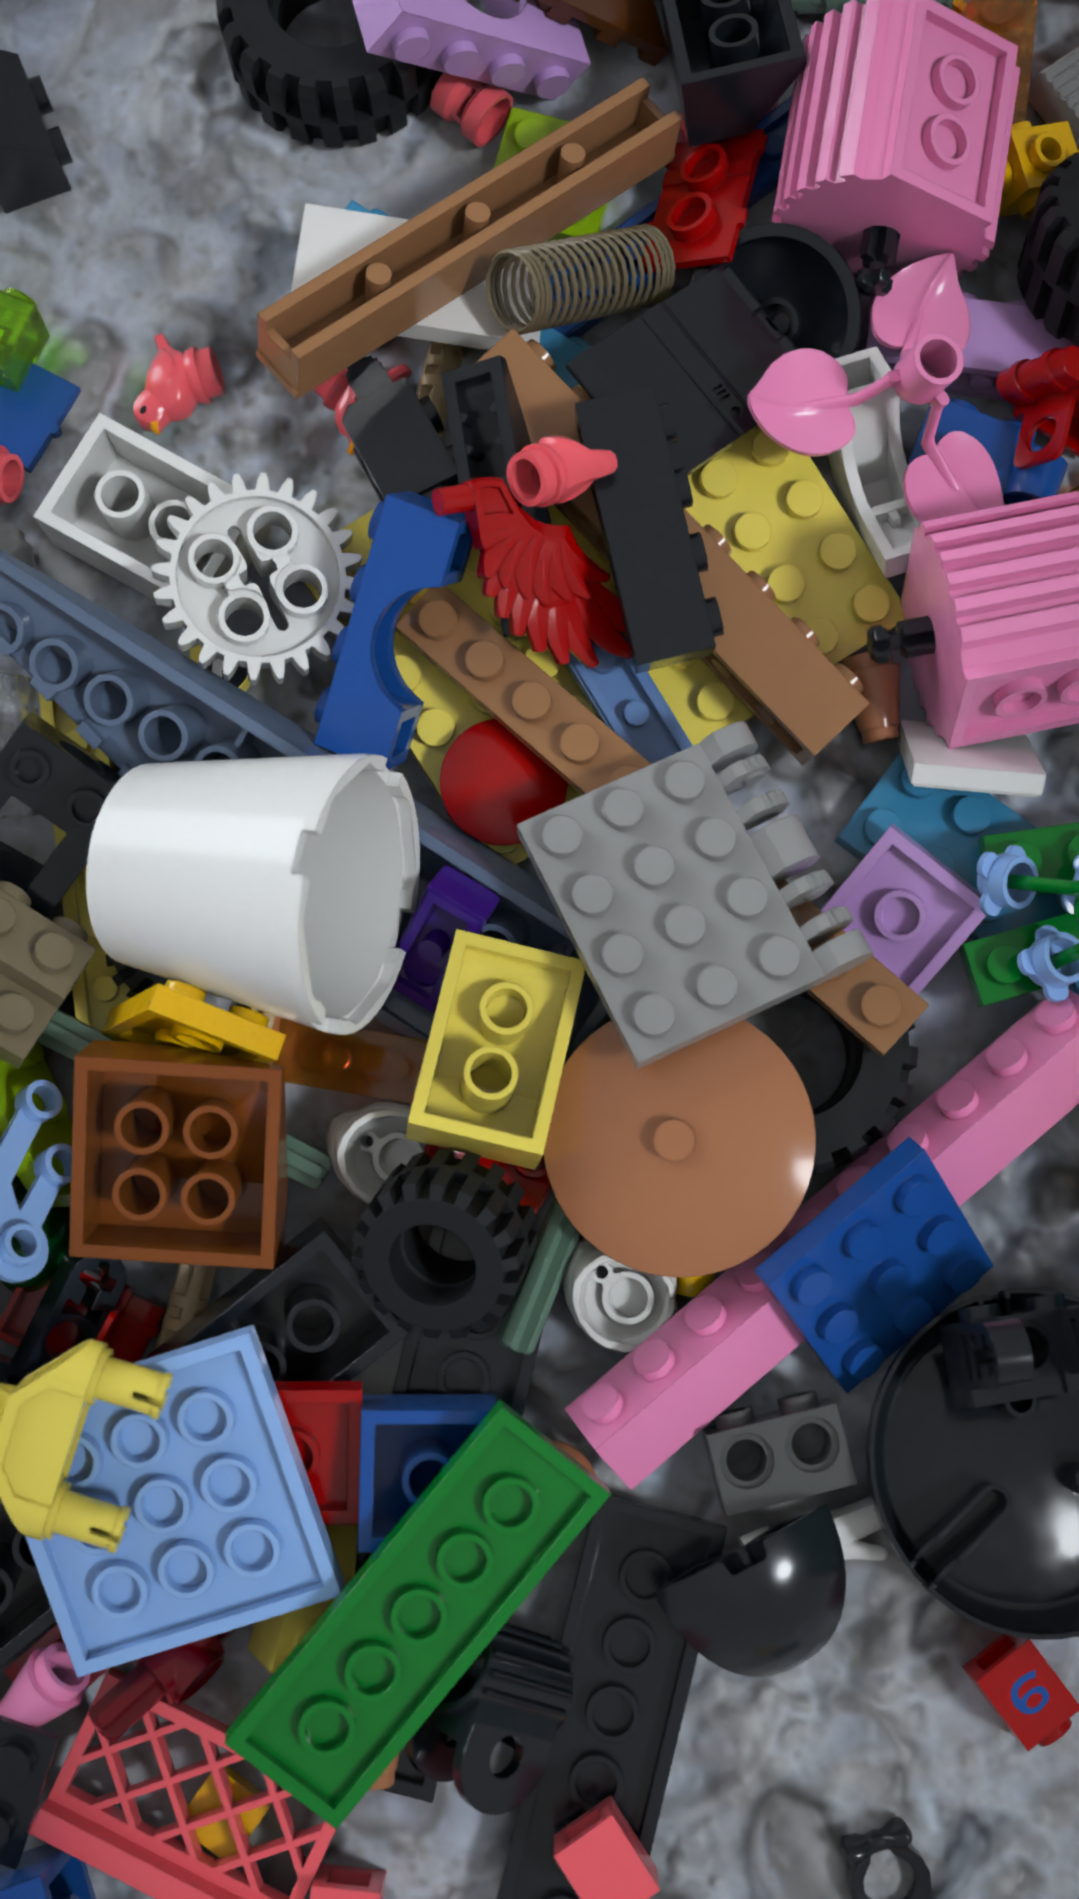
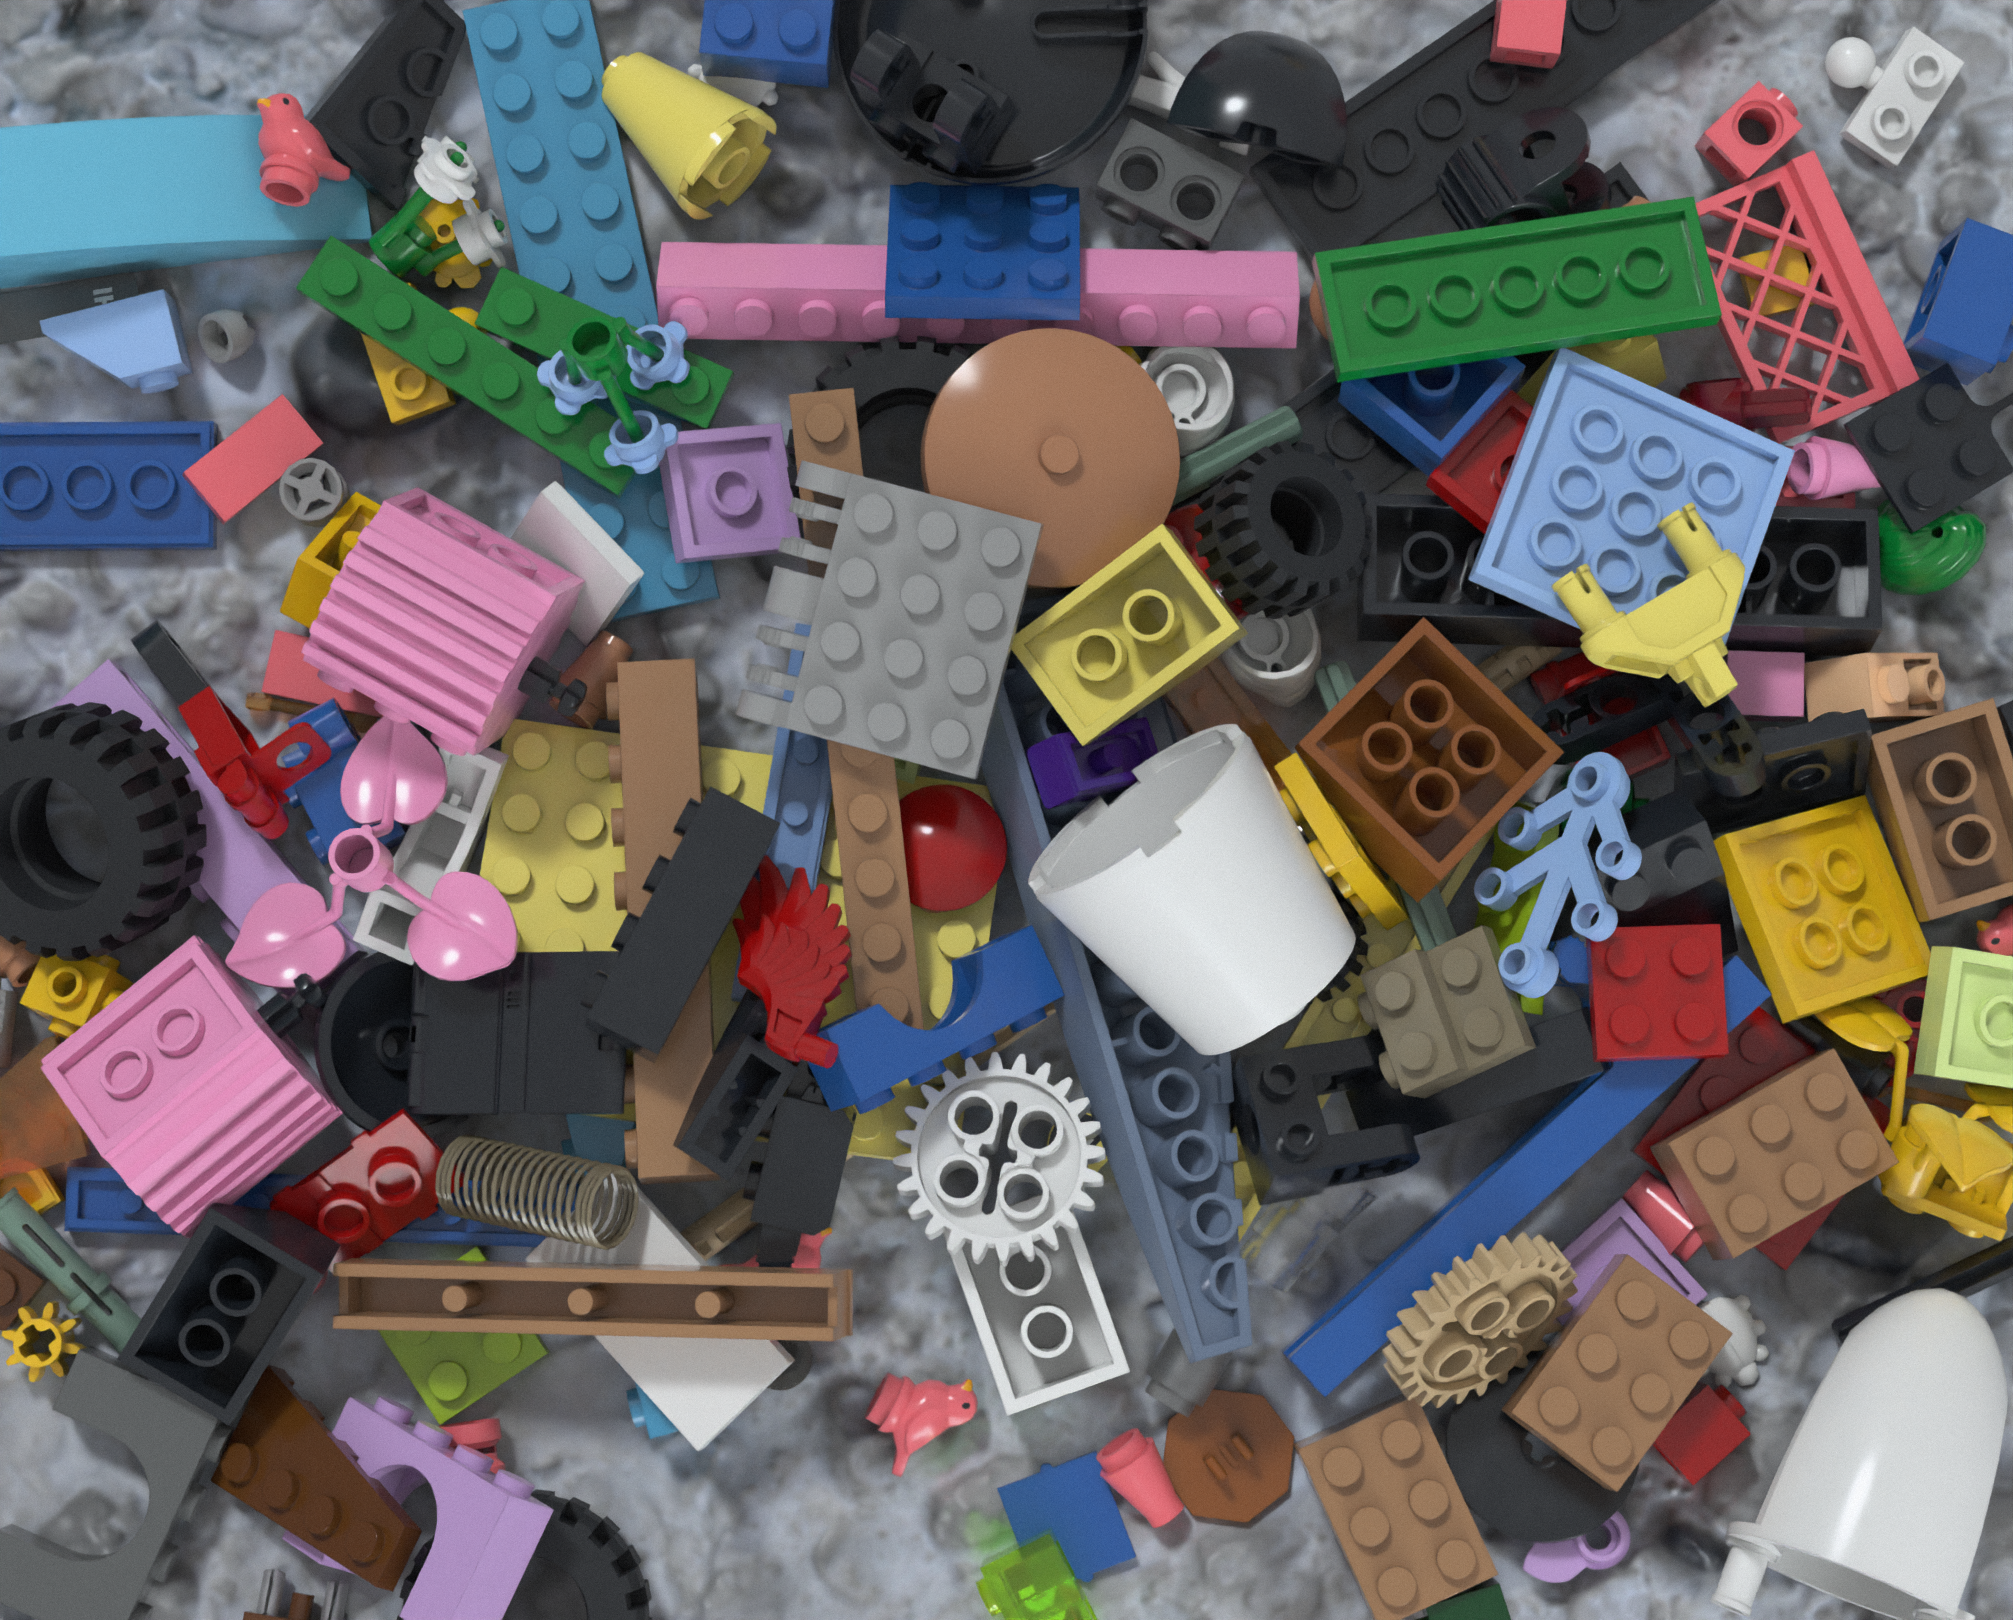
camera: 145 degrees left, 5 degrees up
(556, 470) = (715, 1016): coral animal -> none

